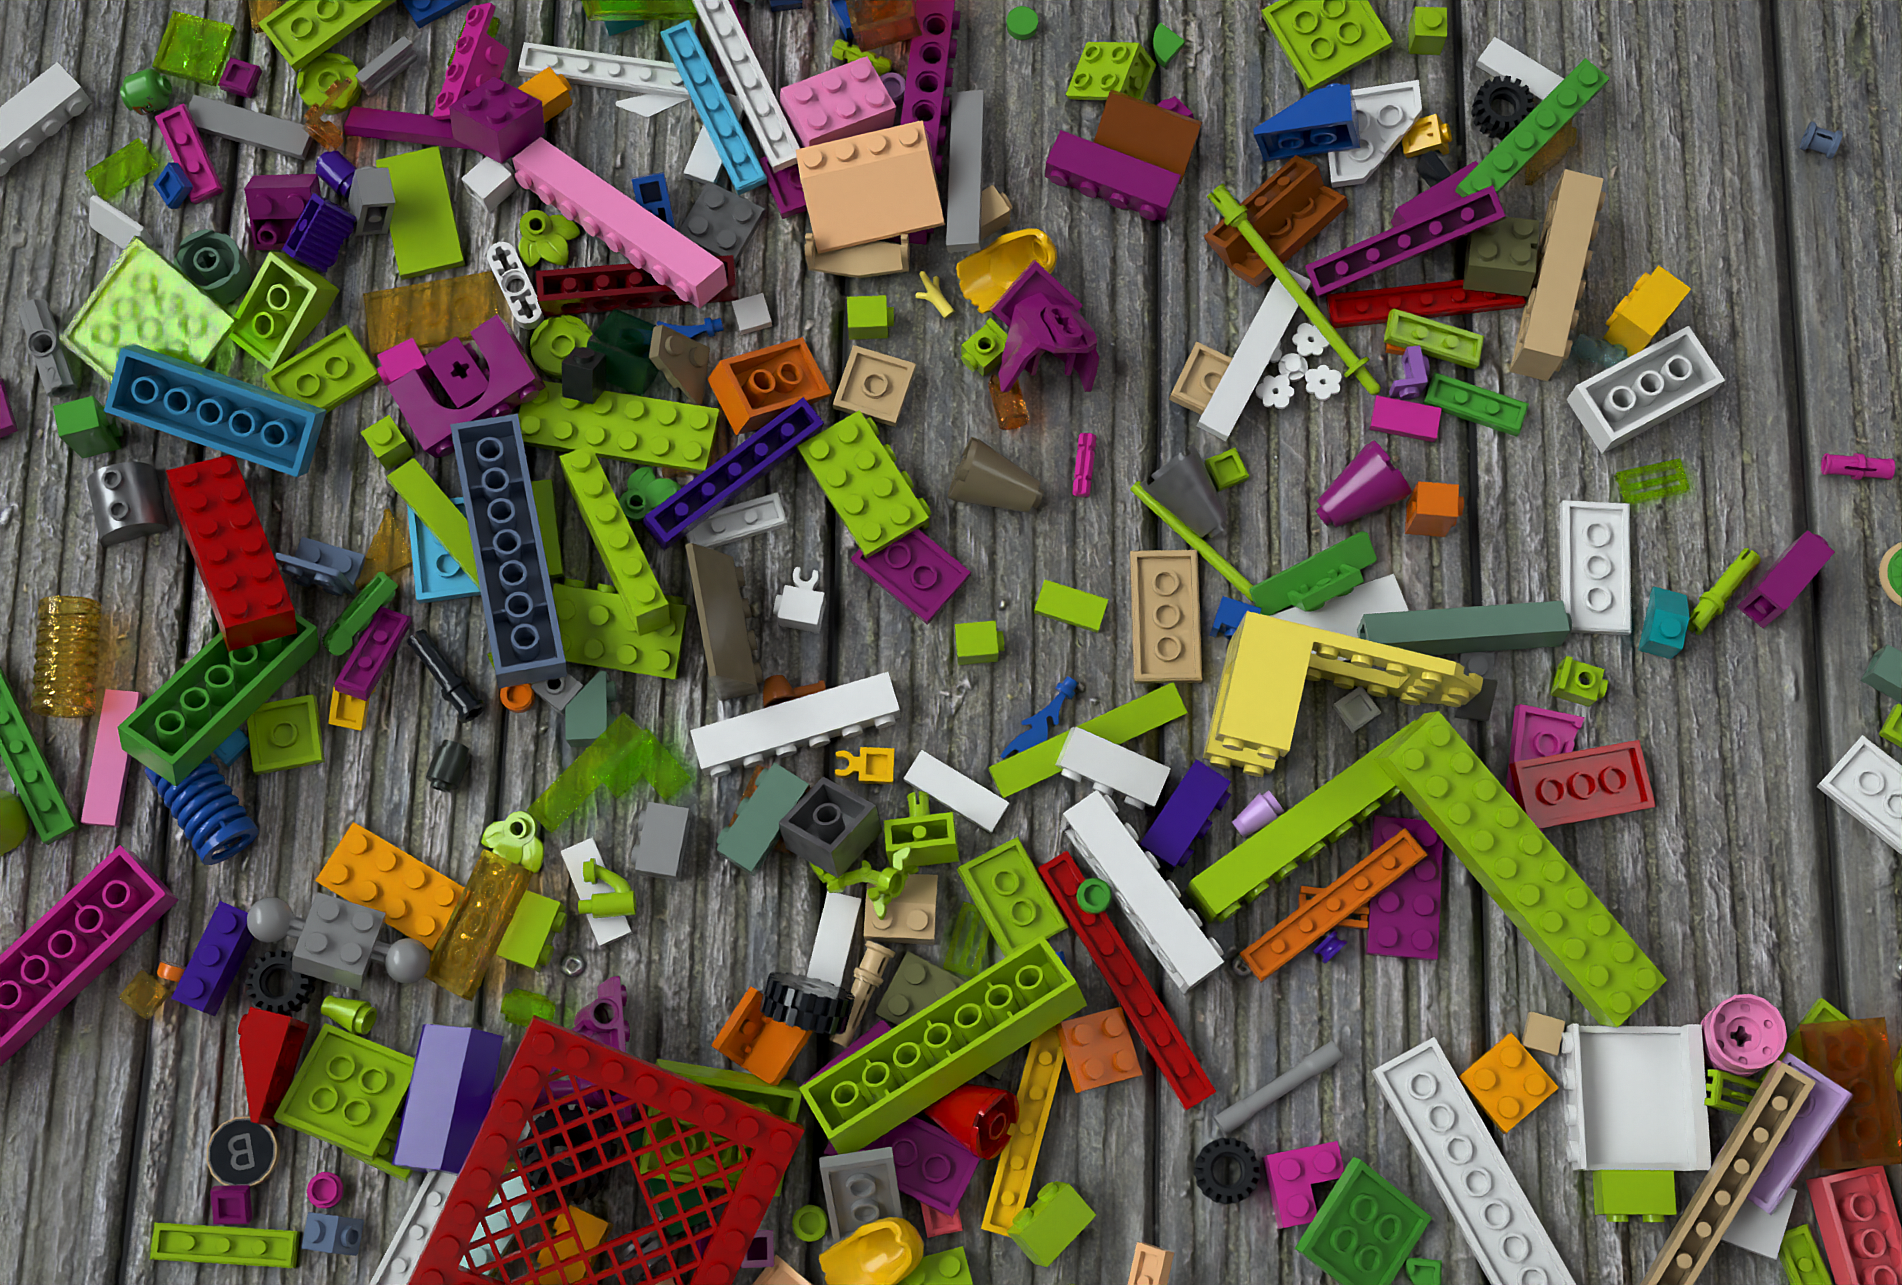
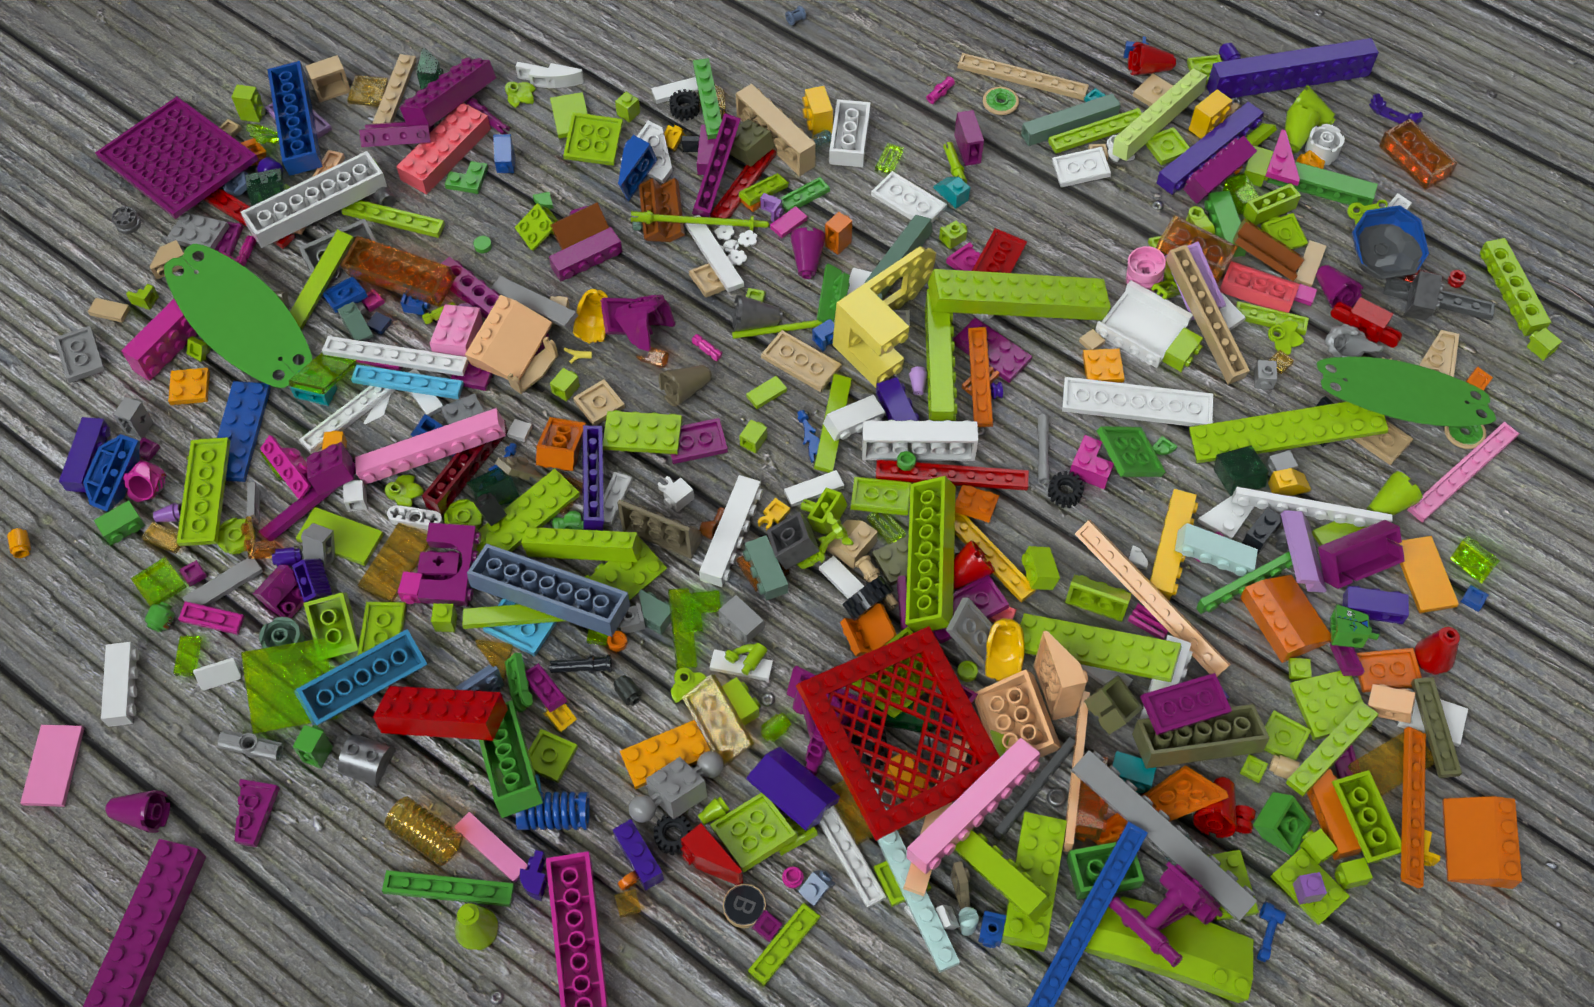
camera: 55 degrees left, 15 degrees down
(95, 843) = (534, 880): none -> dark purple brick
(173, 185) = (220, 635): blue tile -> none
(987, 359) = (620, 348): lime brick -> none

